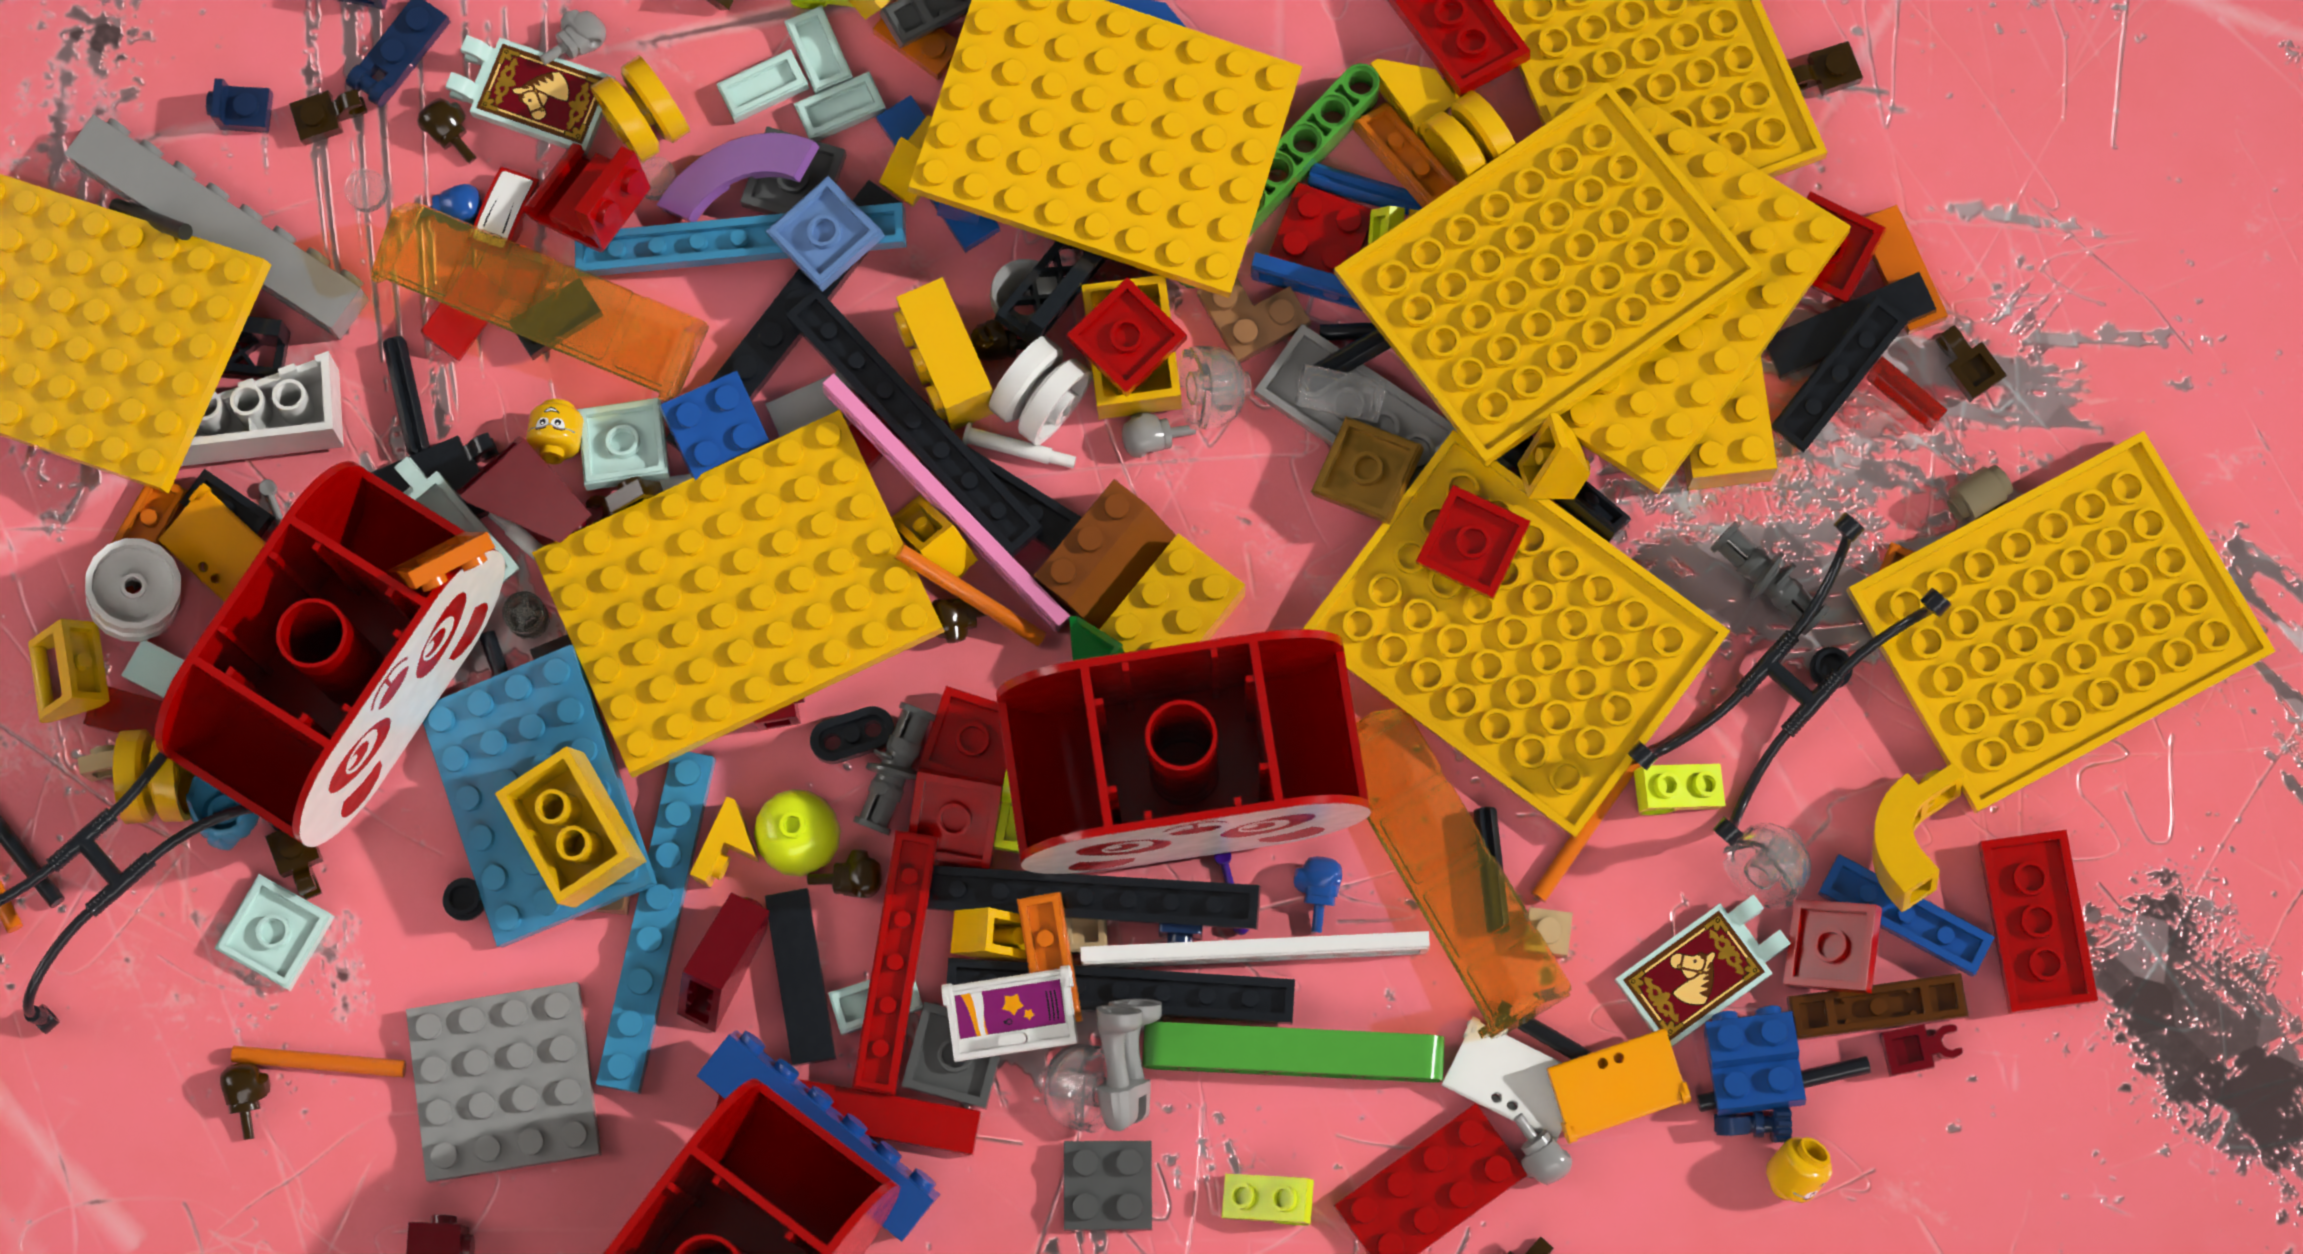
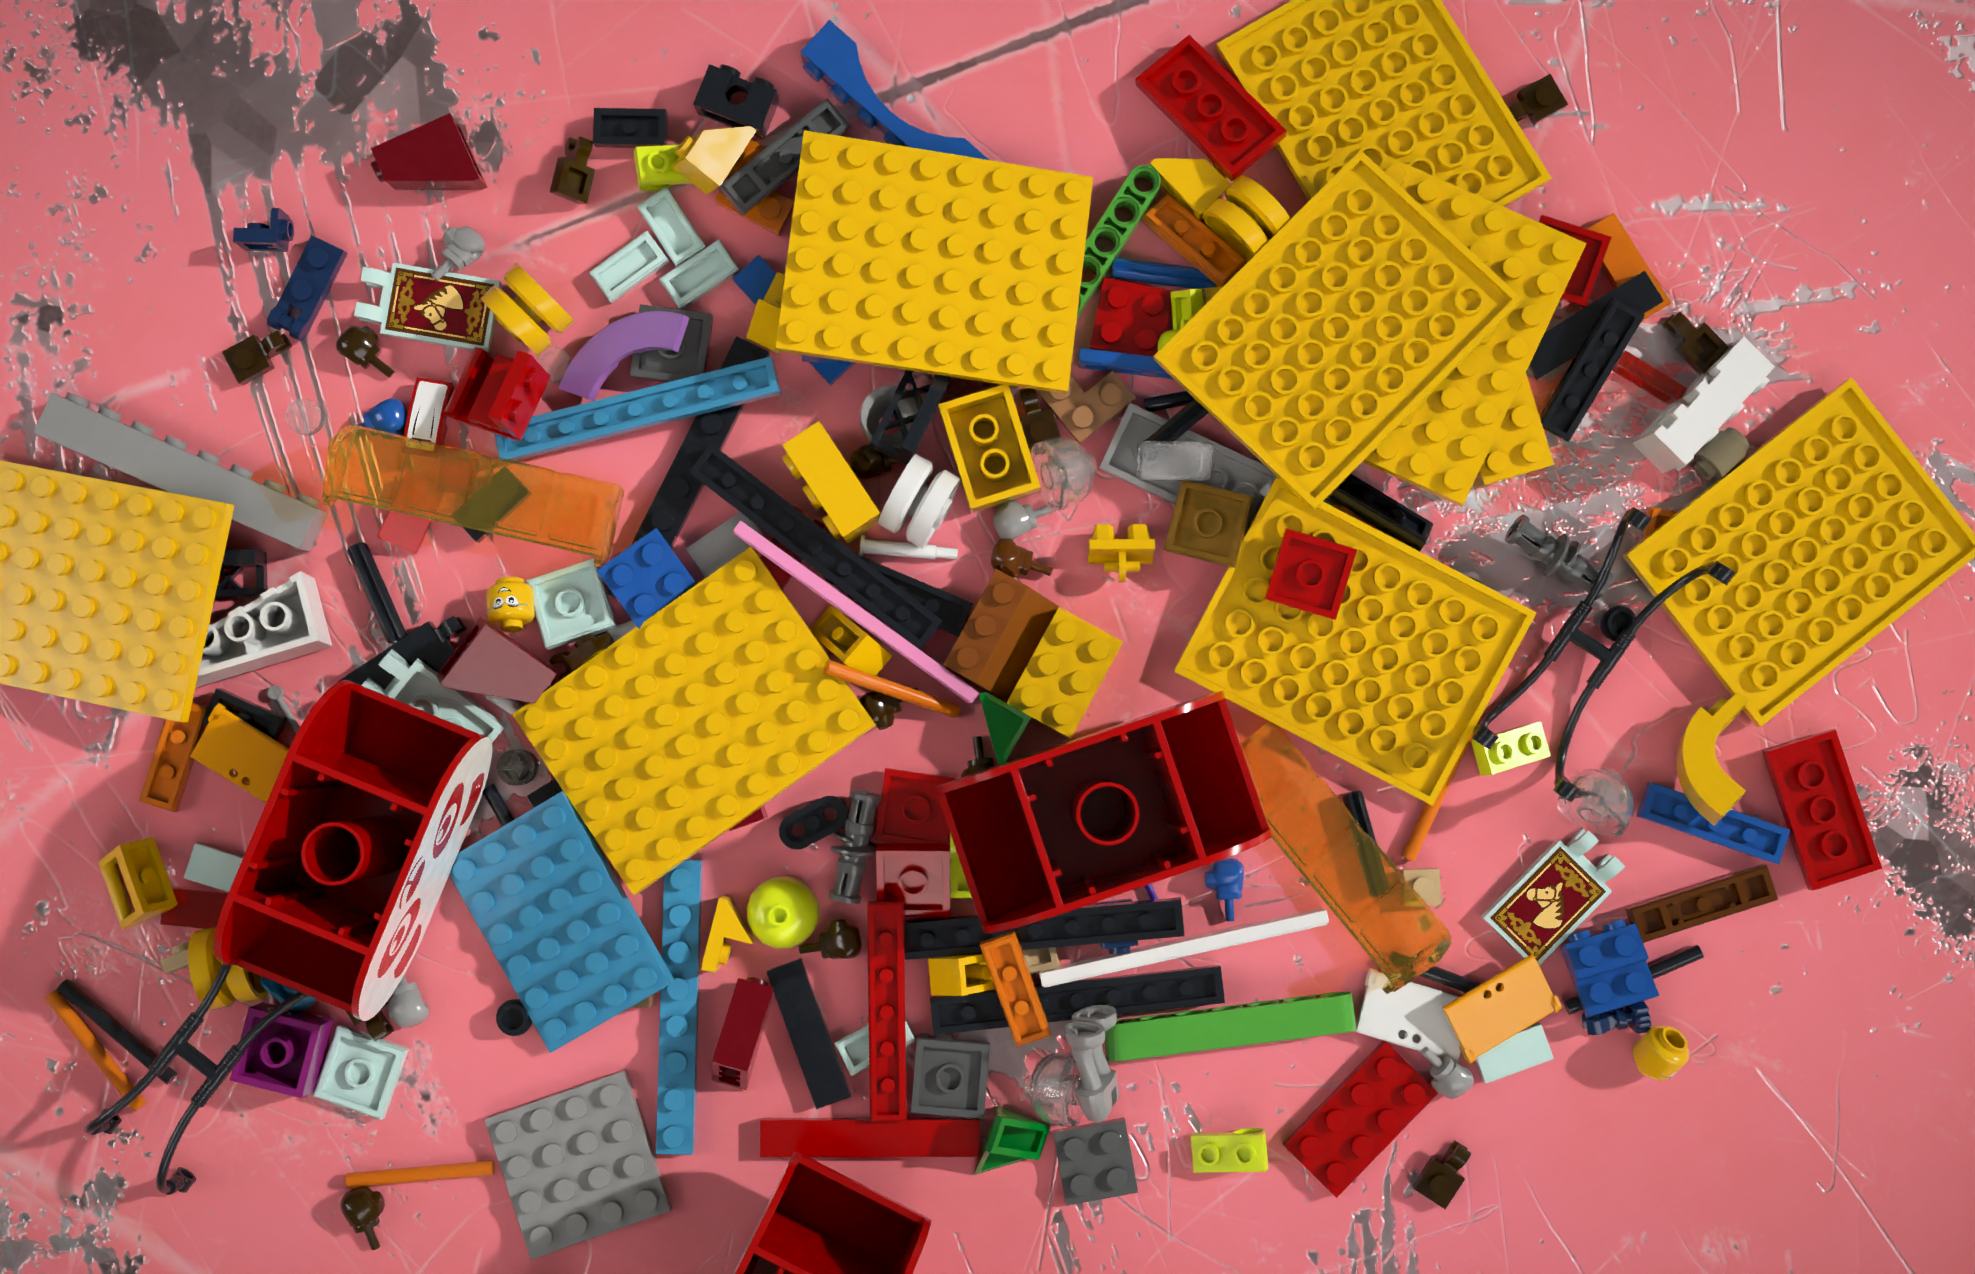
camera: 20 degrees left, 10 degrees up
(137, 565) = (152, 808): white wheel -> none
(158, 221) = (126, 480): pearl dark grey bar -> none
(194, 886) = (285, 1054): none -> magenta brick
(239, 107) = (179, 361): dark blue bracket -> none
(344, 862) = (407, 1005): none -> light grey piece
(429, 568) = (434, 764): orange plate -> none
(570, 827) = (592, 955): yellow brick -> none
(743, 1058) = (781, 1128): blue arch -> none
(825, 233) = (709, 395): medium blue tile -> none
(993, 1014) = (990, 1035): door -> none
(1011, 1143) = (1011, 1140): none -> green slope
(1126, 336) = (986, 445): red plate -> none
(1140, 477) = (1015, 559): none -> reddish brown piece
(1198, 330) = (1037, 424): none -> dark brown plate
(1263, 489) = (1121, 554): none -> yellow hips
(1554, 462) = (1368, 495): yellow slope -> none
(1626, 1145) = (1515, 1054): none -> light aqua tile
(1832, 946) = (1660, 862): plate -> none
(1912, 1050) = (1736, 934): dark red plate -> none
(1966, 436) = (1705, 406): none -> white wedge

